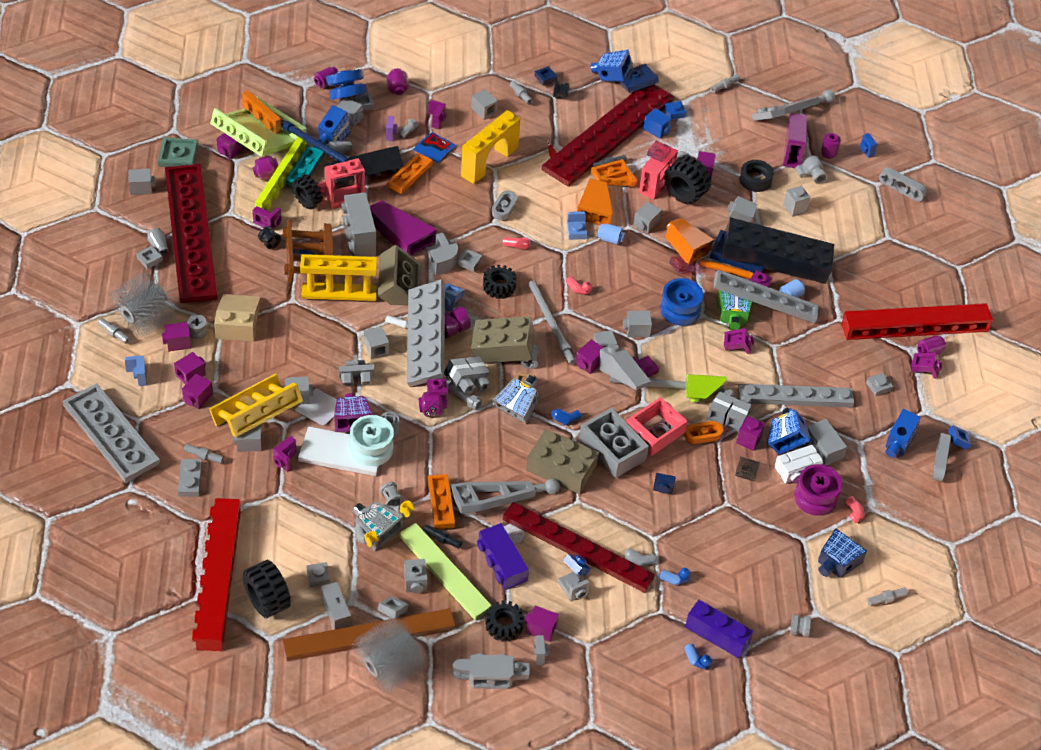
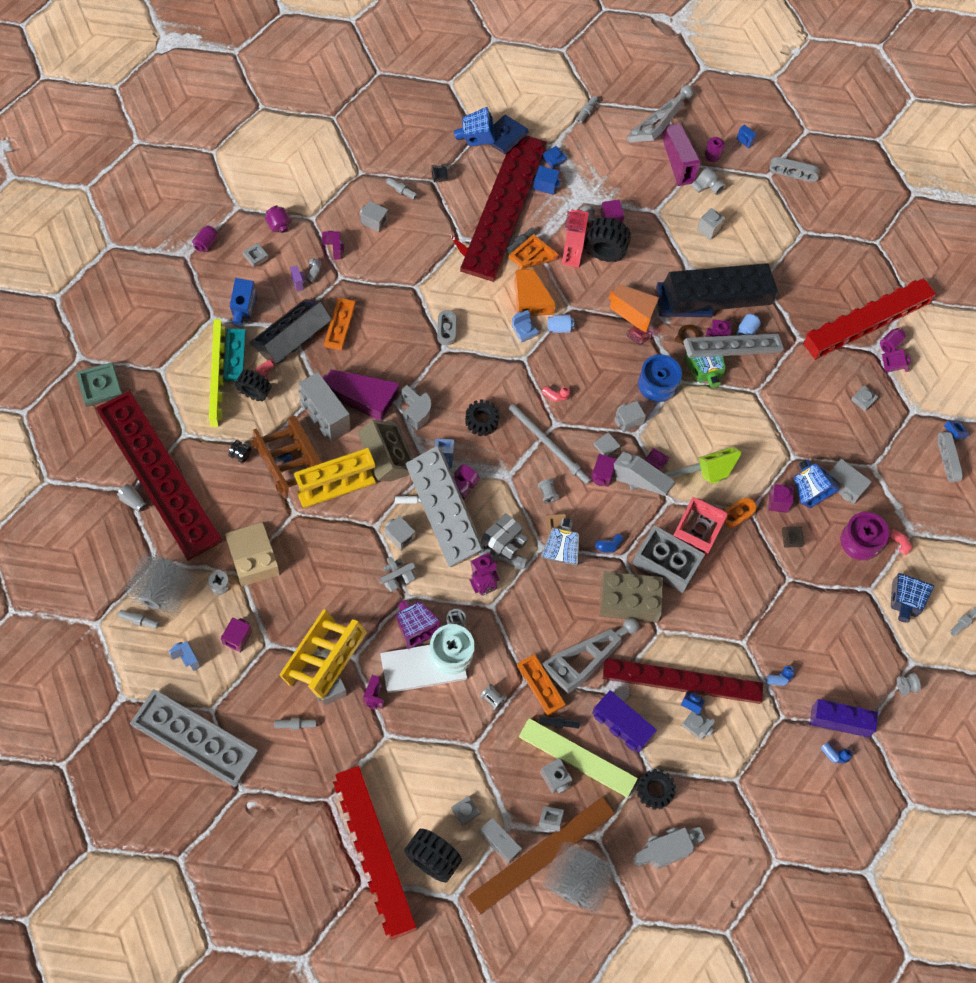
camera: 25 degrees left, 15 degrees up
(141, 181) = (79, 433): light grey brick -> none
(149, 257) = (132, 520): light grey plate -> none
(177, 336) = (205, 602): magenta brick -> none
(190, 477) = (294, 755): light grey plate -> none
(197, 391) = (255, 658): magenta brick -> none
(228, 146) = (147, 354): magenta brick -> none
(252, 132) = (169, 327): yellowish green panel -> none
(261, 112) = (163, 308): orange plate -> none
(265, 167) = (197, 370): magenta head -> none
(265, 218) = (225, 431): magenta bracket -> none
(290, 128) = (200, 316): dark blue bar -> none
(305, 388) = (353, 612): light grey brick -> none
(320, 408) = (379, 624): white sticker -> none
(340, 146) = (255, 321): light grey cone -> none
(342, 170) = (281, 367): coral window -> none
(346, 83) = (233, 244): blue wheel -> none
(354, 110) = (248, 270): light grey brick -> none
(379, 522) = (496, 734): torso -> none
(434, 147) = (347, 282): sticker -> none
(469, 260) = (443, 403): light grey plate -> none
(501, 133) = (411, 255): yellow arch -> none
(503, 339) = (519, 486): dark tan brick -> none
(520, 243) = (483, 365): coral arm -> none
(540, 650) = (702, 807): light grey plate -> none
(541, 622) = (690, 778): magenta brick -> none
(545, 75) = (417, 160): dark blue plate -> none
(637, 558) = (740, 672): light grey arm -> none
(647, 217) = (585, 292): light grey brick -> none
(664, 483) = (729, 583): dark blue plate -> none
(716, 266) = (678, 322): orange bar -> none
(727, 406) = (752, 480): light grey hips -> none
(738, 339) = (725, 399): magenta bracket -> none
(742, 209) = (668, 254): light grey brick -> none
(753, 184) = (664, 196): black tyre -> none
(792, 463) = (835, 514): white brick -> none
(797, 395) = (798, 439): light grey plate -> none
(902, 433) = (910, 448): blue torso -> none

